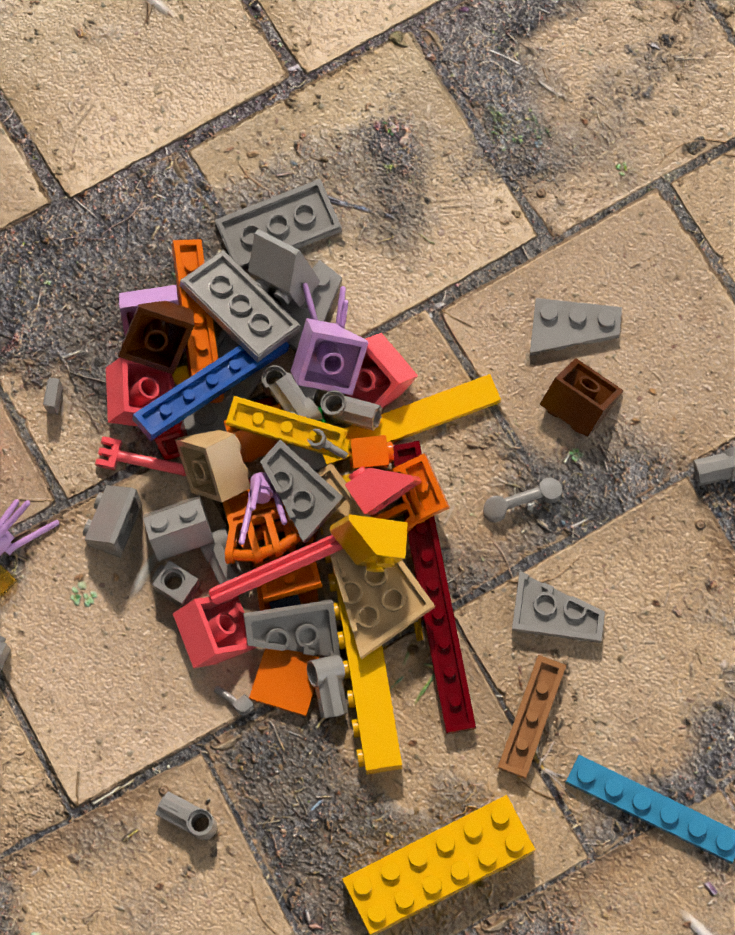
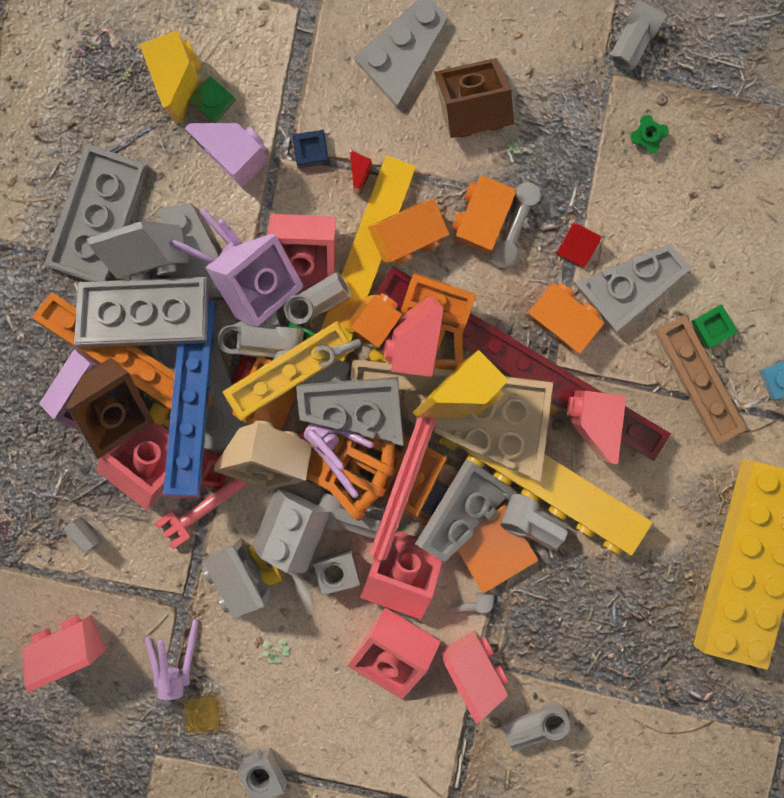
camera: 50 degrees left, 15 degrees up
(134, 544) = (269, 575): none -> yellow hand
(152, 672) = (394, 653): none -> coral slope
(187, 736) = (475, 675): none -> coral slope
(401, 274) = (232, 148): none -> lavender slope
(415, 193) = (173, 71): none -> yellow slope
(423, 233) = (212, 99): none -> green plate
(438, 658) = (599, 421): none -> coral slope
(449, 323) = (310, 149): none -> dark blue tile
(452, 430) = (408, 231): none -> orange brick
(463, 366) = (361, 169): none -> red slope
(489, 585) = (565, 317): none -> orange brick
(510, 470) = (484, 215): none -> orange brick
(548, 553) = (578, 245): none -> red slope
(577, 693) = (714, 326): none -> green plate
(661, 540) = (640, 136): none -> green plate

